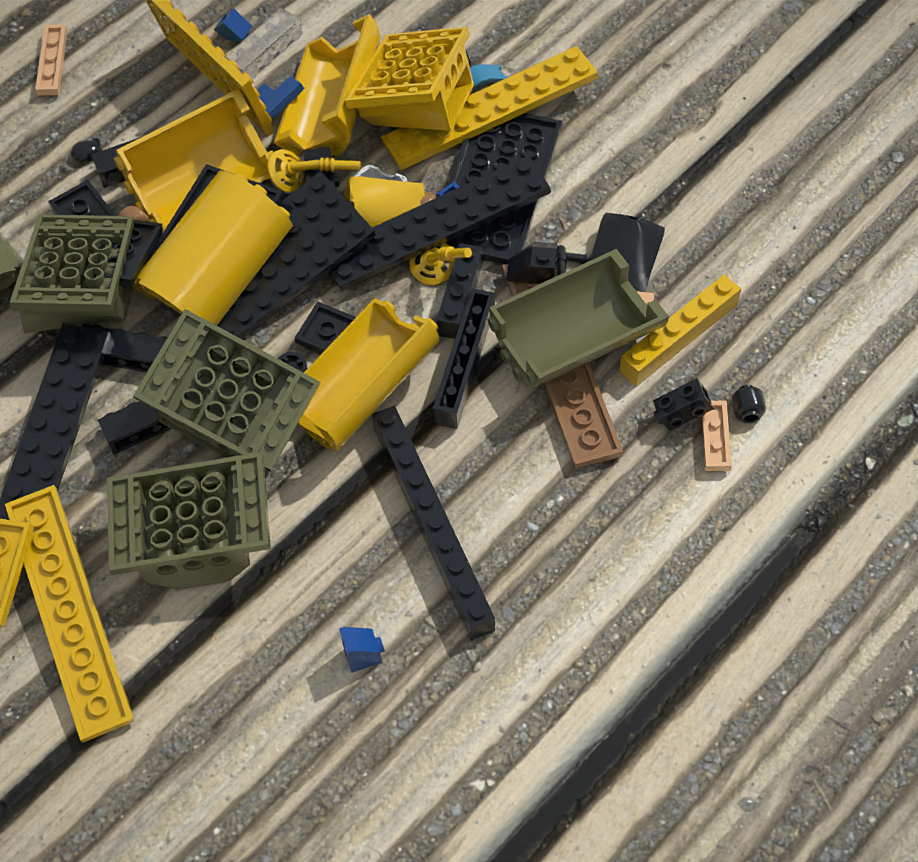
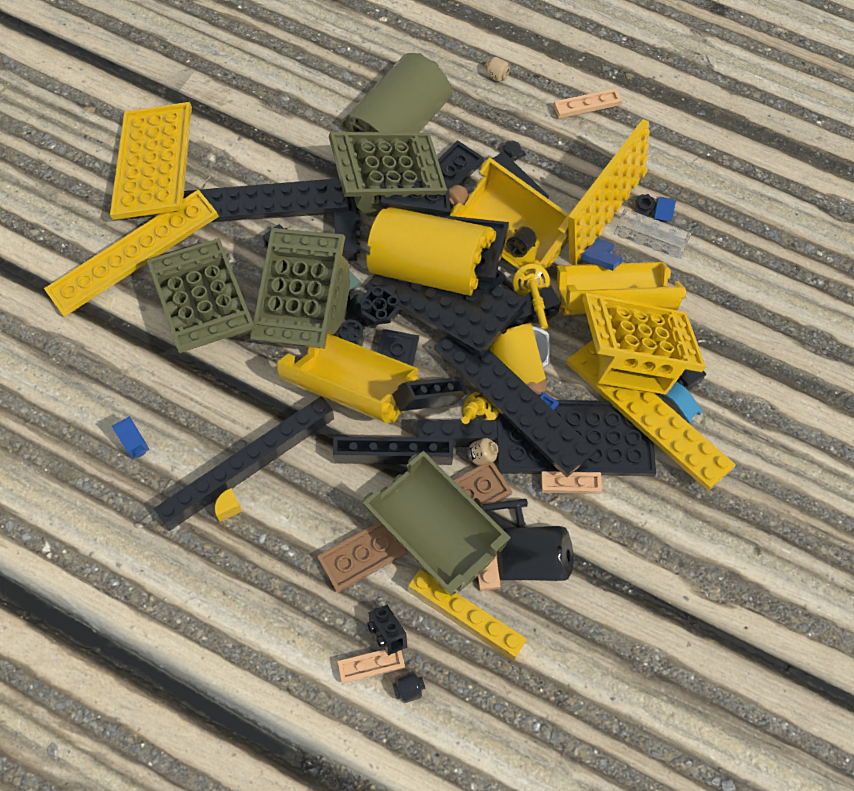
camera: 70 degrees right, 5 degrees up
(222, 41) = (644, 204): none -> black animal
(230, 161) = (521, 241): none -> black piece
(271, 326) = (373, 307): none -> black brick
(409, 294) = (429, 393): none -> black brick
(482, 551) = (227, 505): none -> yellow brick
(492, 269) = (483, 451): none -> tan head
(533, 263) = (498, 483): black slope -> none
(548, 207) = (576, 483): none -> light nougat plate

